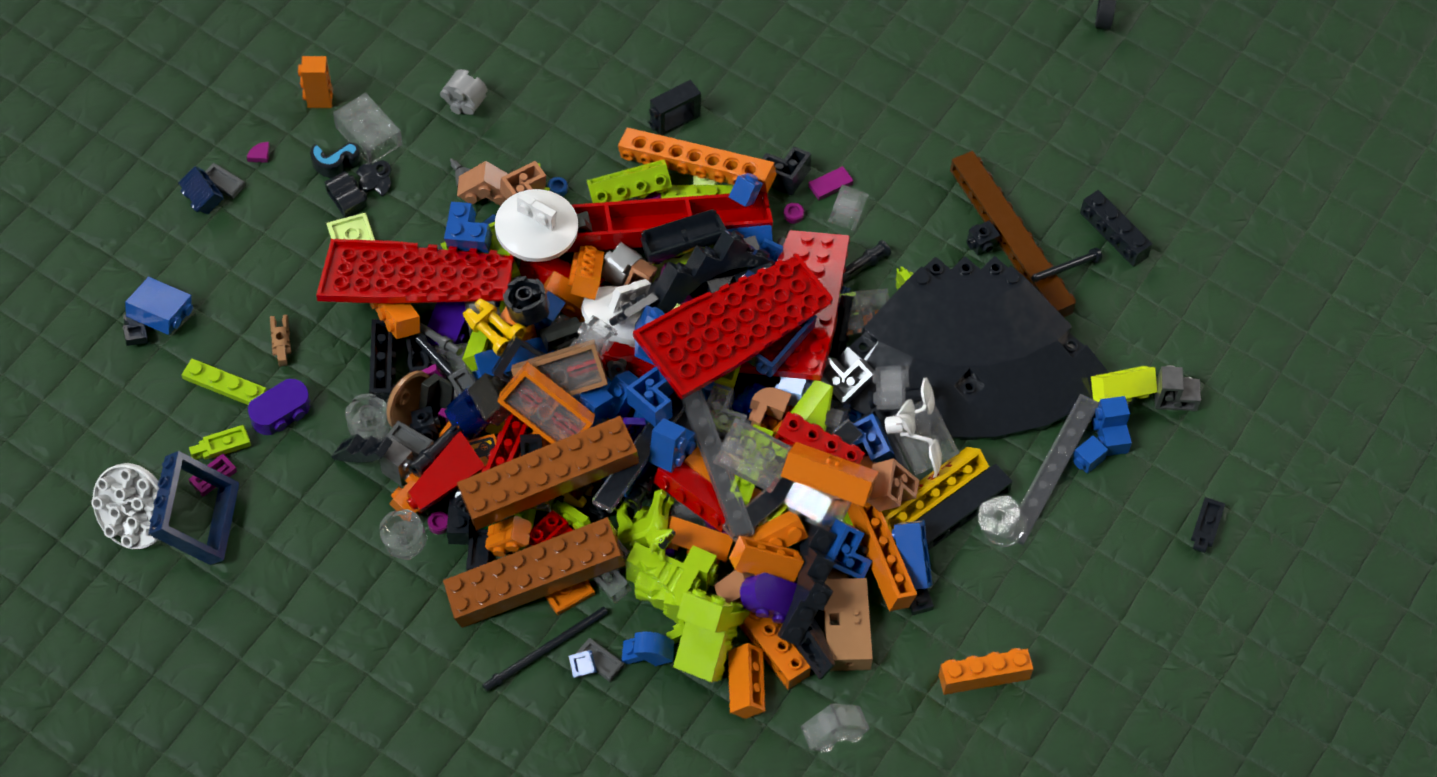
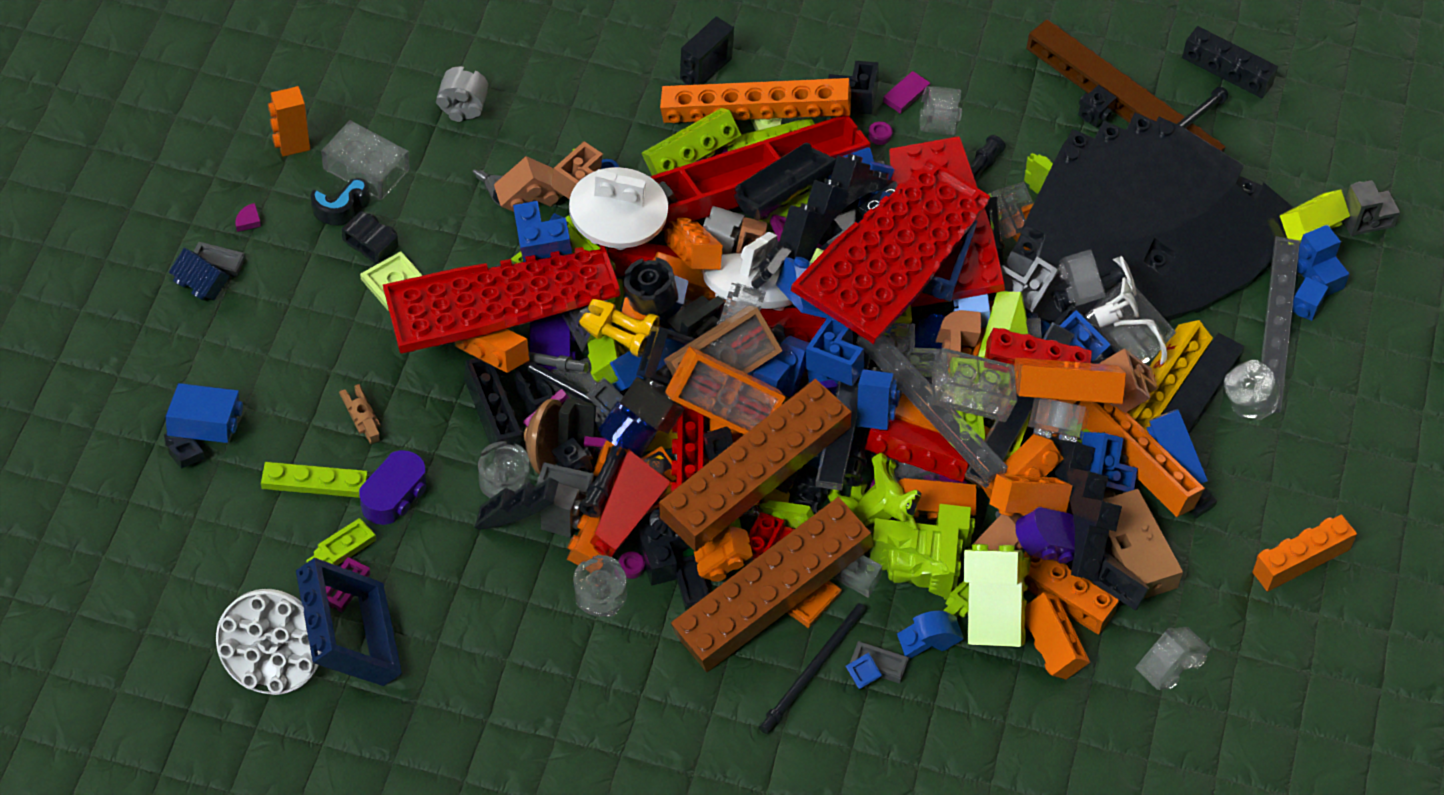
camera: 20 degrees left, 5 degrees down
(373, 179) = (393, 213): black plate -> none
(746, 189) = (830, 114): blue brick -> none

